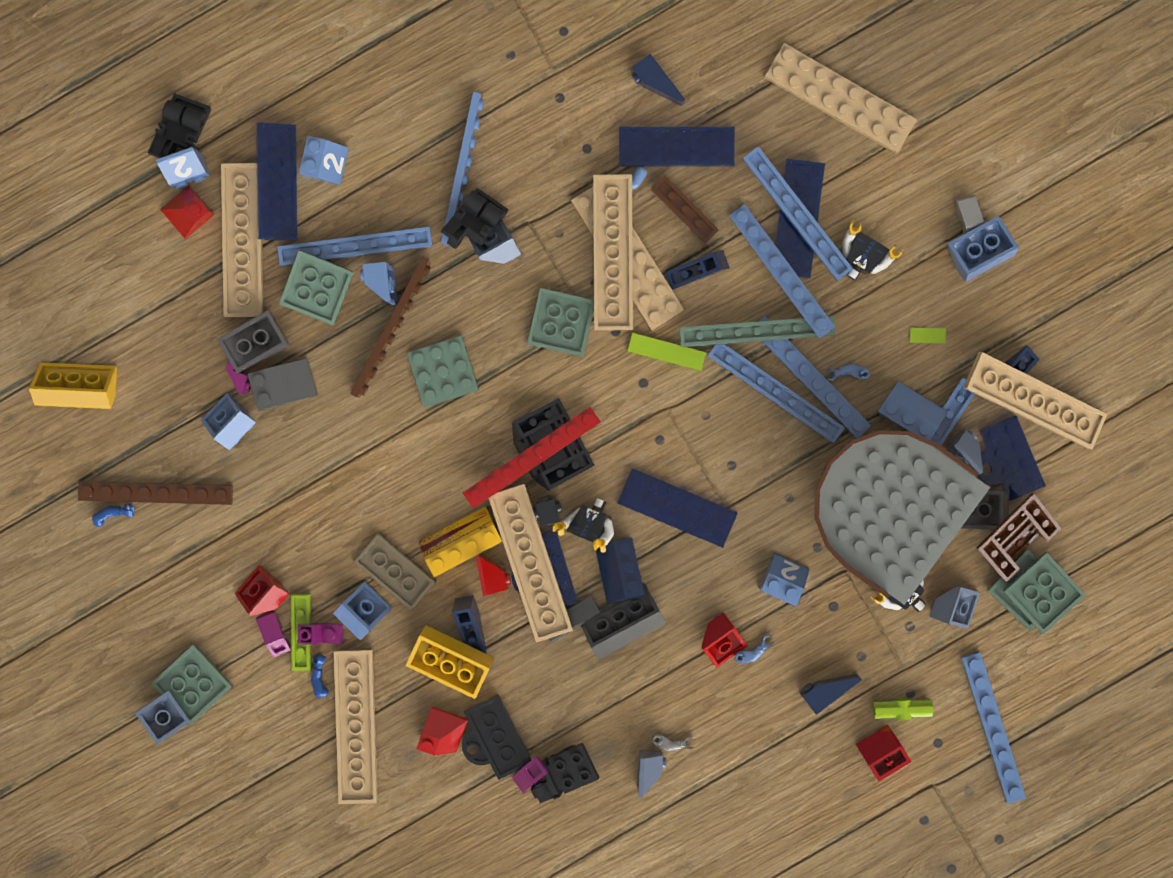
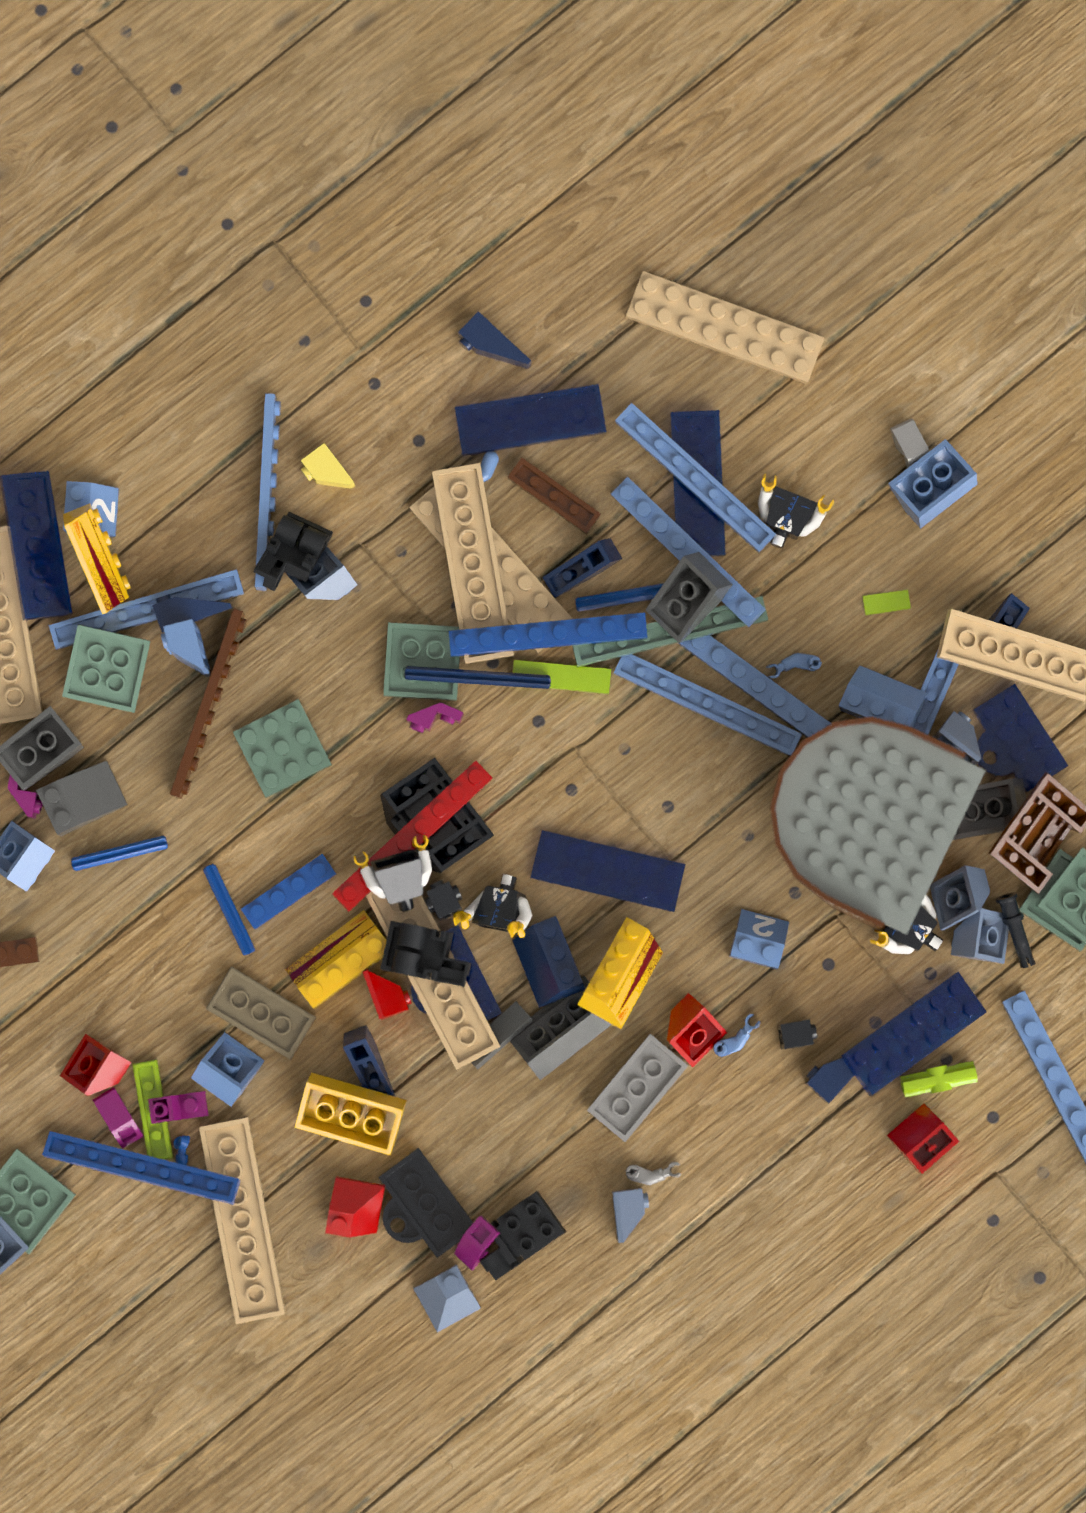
camera: 15 degrees left, 5 degrees down
(284, 675) = (141, 1167): none -> blue plate
(308, 431) = (119, 853): none -> blue axle
(320, 199) = (96, 557): none -> yellow slope
(379, 251) = (180, 609): none -> dark blue slope
(382, 489) = (229, 909): none -> blue axle
(430, 482) = (288, 891): none -> blue plate
(501, 809) = (447, 1298): none -> sand blue slope
(510, 159) = (325, 469): none -> light yellow slope
(515, 489) = (399, 875): none -> torso
(523, 550) = (420, 952): none -> black plate
(556, 367) = (425, 718): none -> magenta slope
(602, 342) = (477, 677): none -> dark blue axle
(662, 318) = (548, 634): none -> blue plate
(672, 677) = (637, 1088): none -> light grey plate
(674, 591) = (622, 974): none -> yellow slope
(725, 297) = (617, 597): none -> blue axle
(777, 307) = (688, 595): none -> dark grey slope
(800, 658) = (796, 1034): none -> black brick
(890, 672) = (913, 1034): none -> clear blue plate
(947, 574) = (959, 895): none -> sand blue slope
(982, 598) = (1013, 918): none -> black pin

